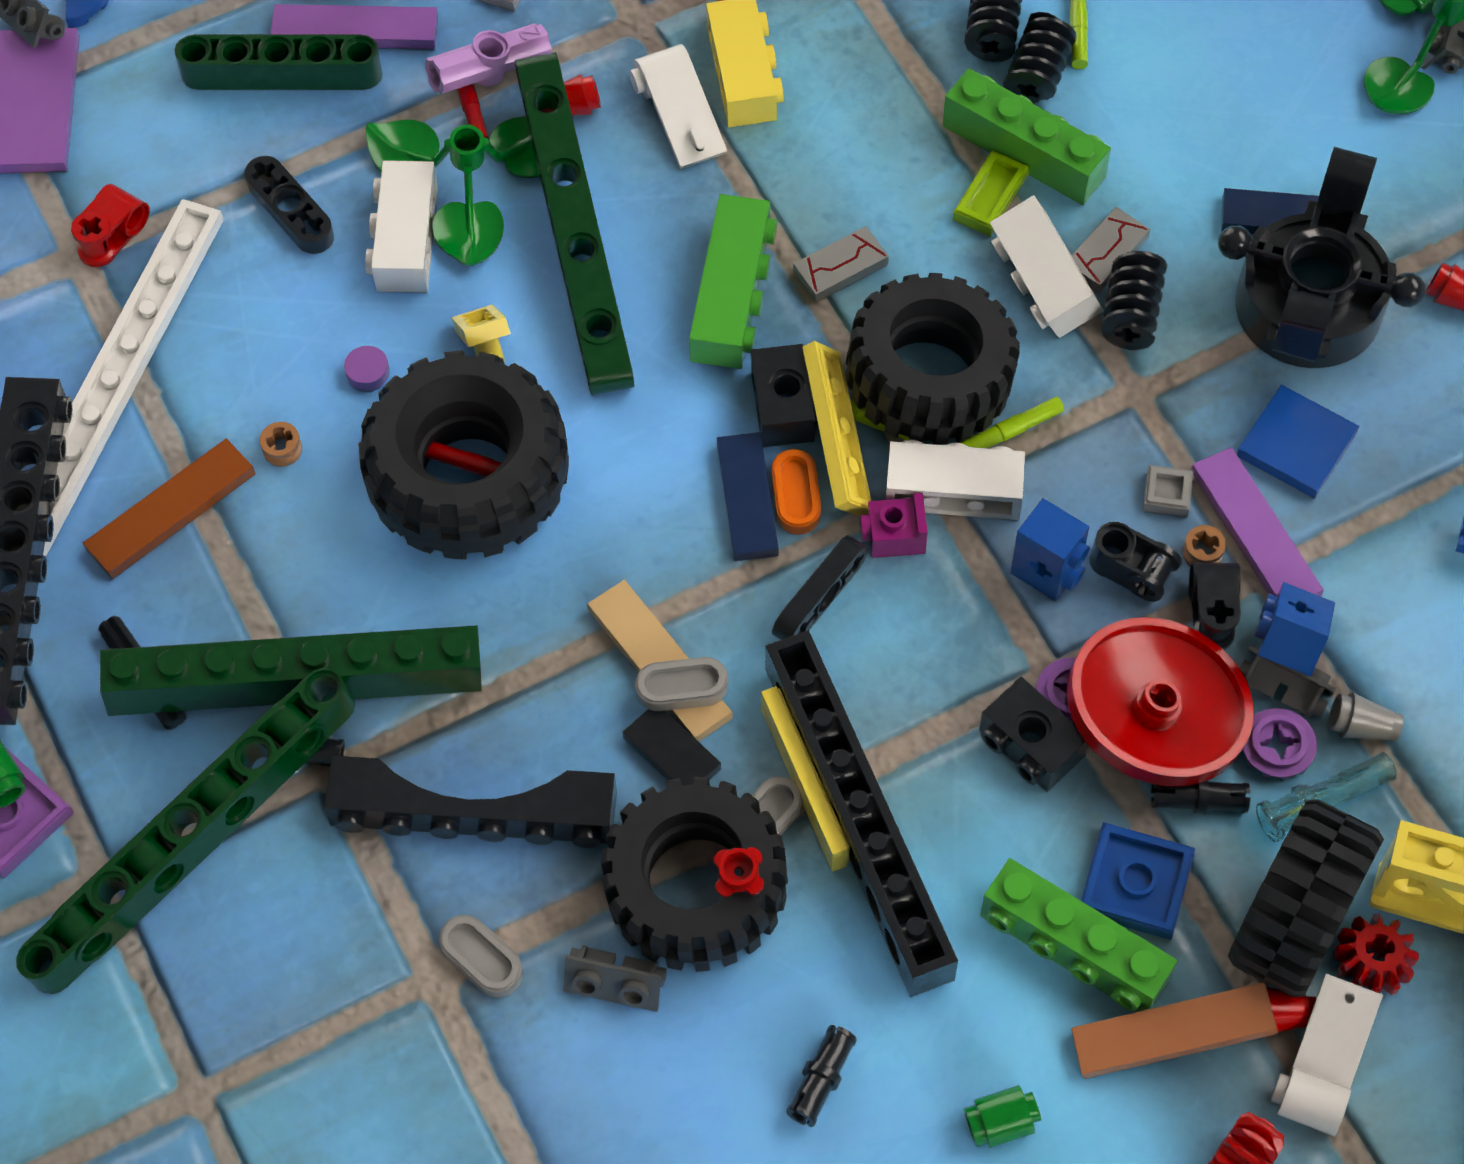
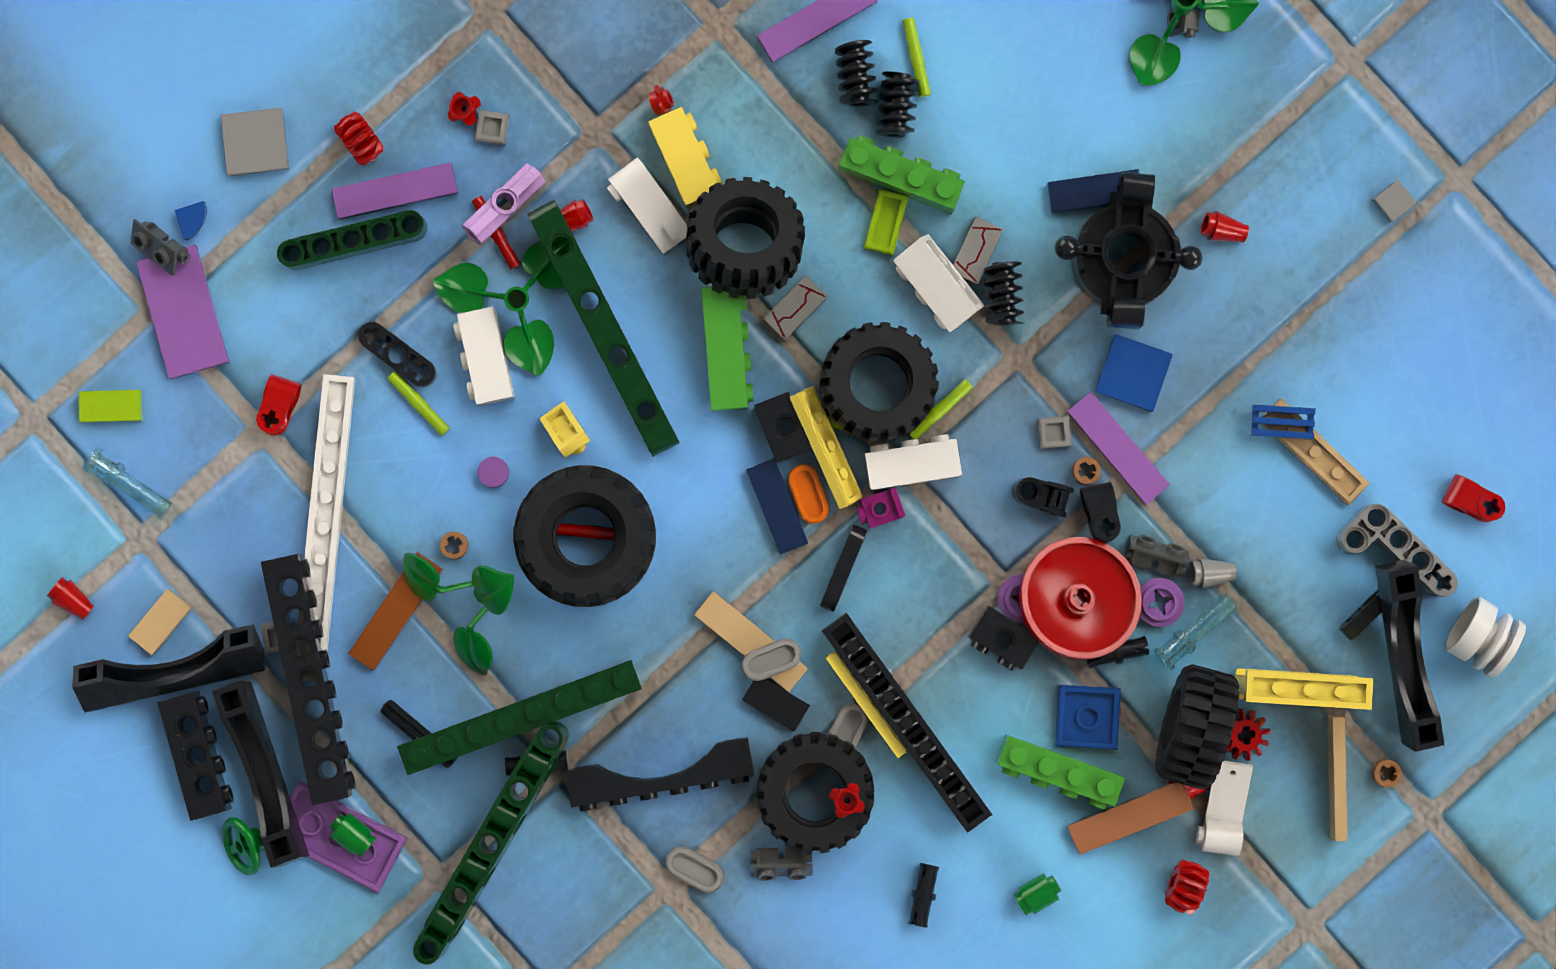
camera: 15 degrees left, 25 degrees up
(296, 267) = (418, 403): none -> lime piece
(308, 463) = (490, 588): none -> green plant
(795, 145) = (750, 204): none -> black tyre
(1050, 550) = (989, 509): blue brick -> none
(1294, 628) = (1157, 528): blue brick -> none

